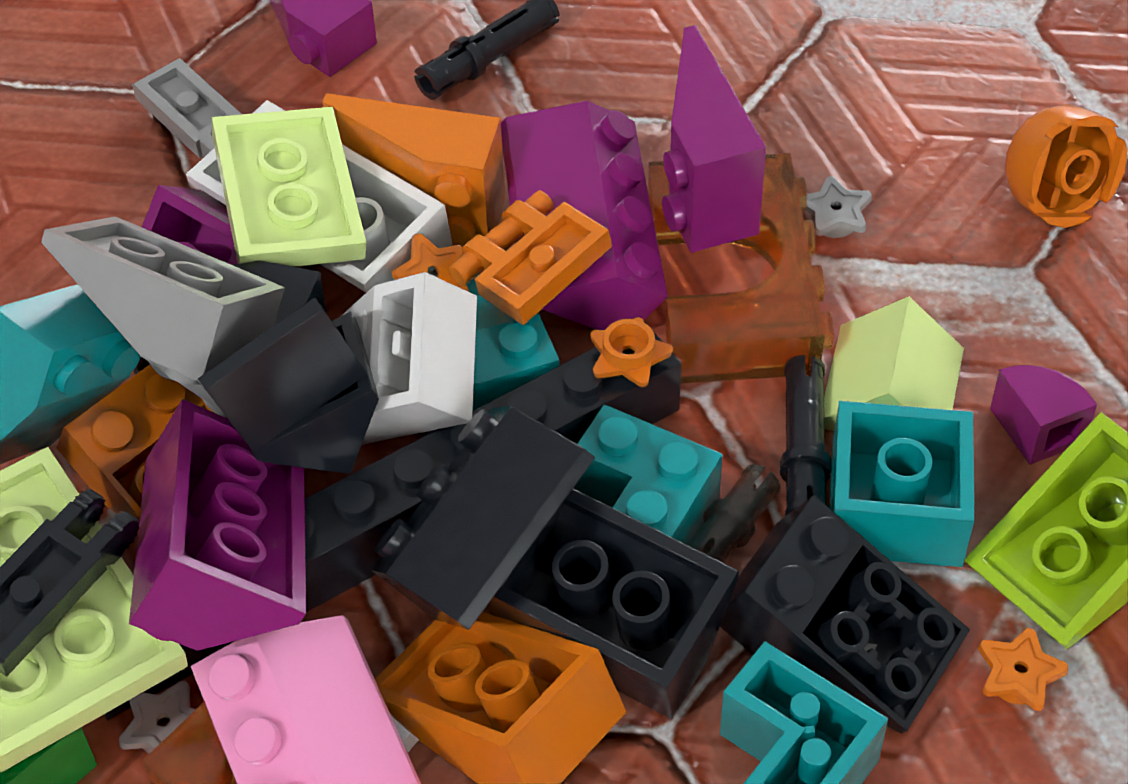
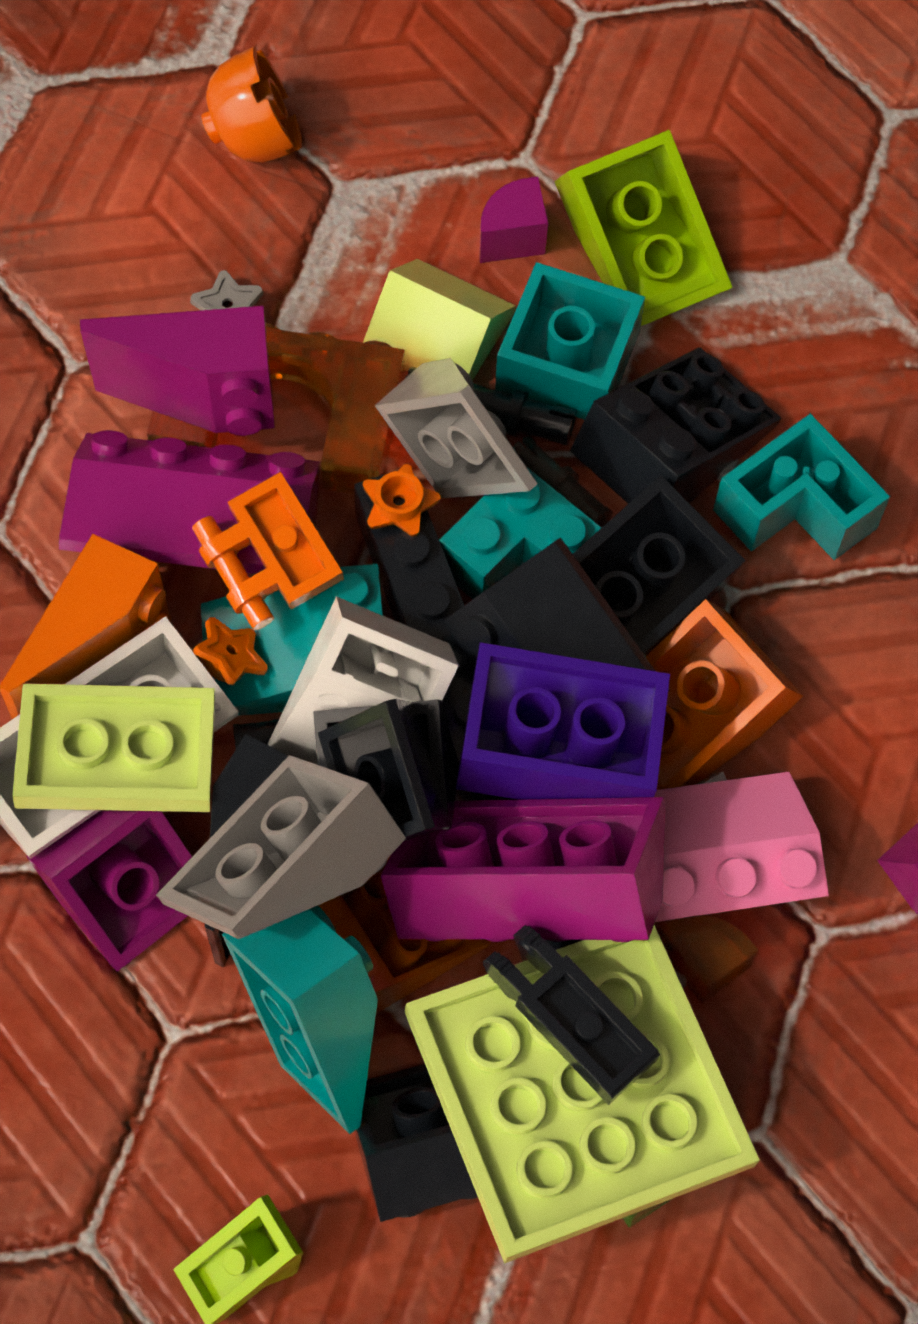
camera: 80 degrees left, 15 degrees up
(375, 519) = (561, 727): none -> dark purple slope
(730, 383) = (453, 434): none -> light grey slope
(1015, 686) = (742, 337): orange plate -> none

